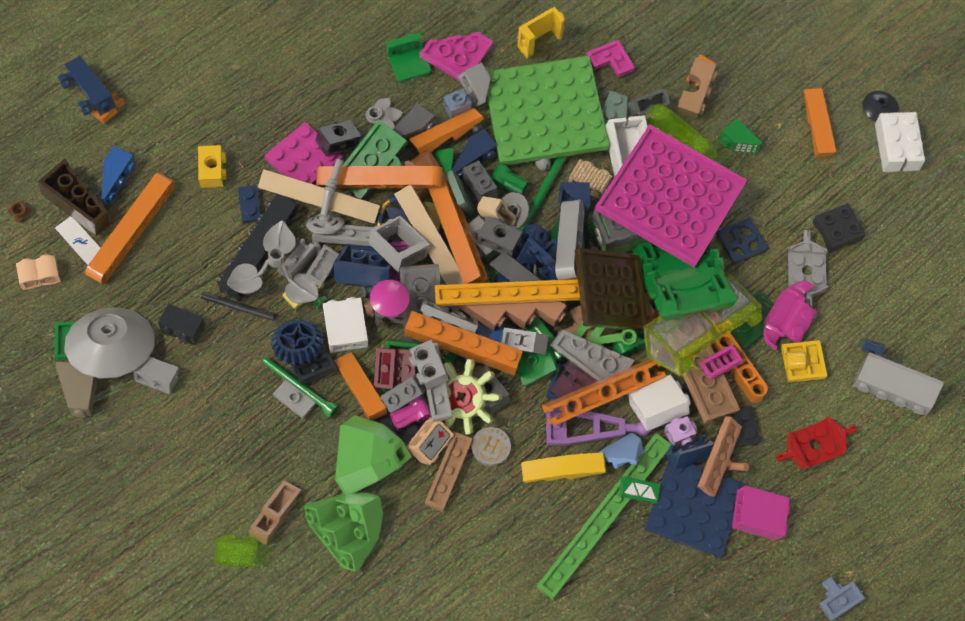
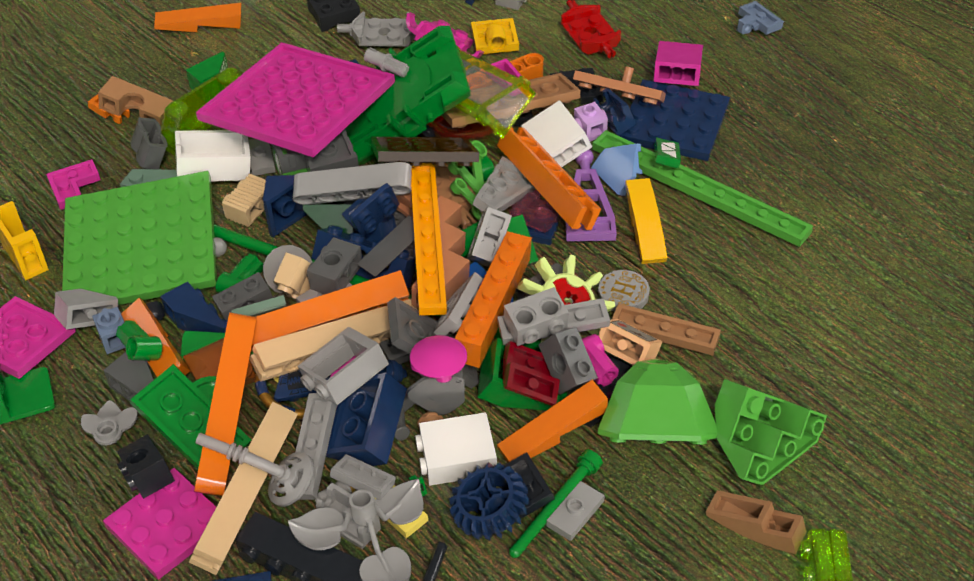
camera: 85 degrees left, 20 degrees down
(434, 120) = (138, 343): none -> green piece
(705, 256) = (386, 62): none -> light grey axle

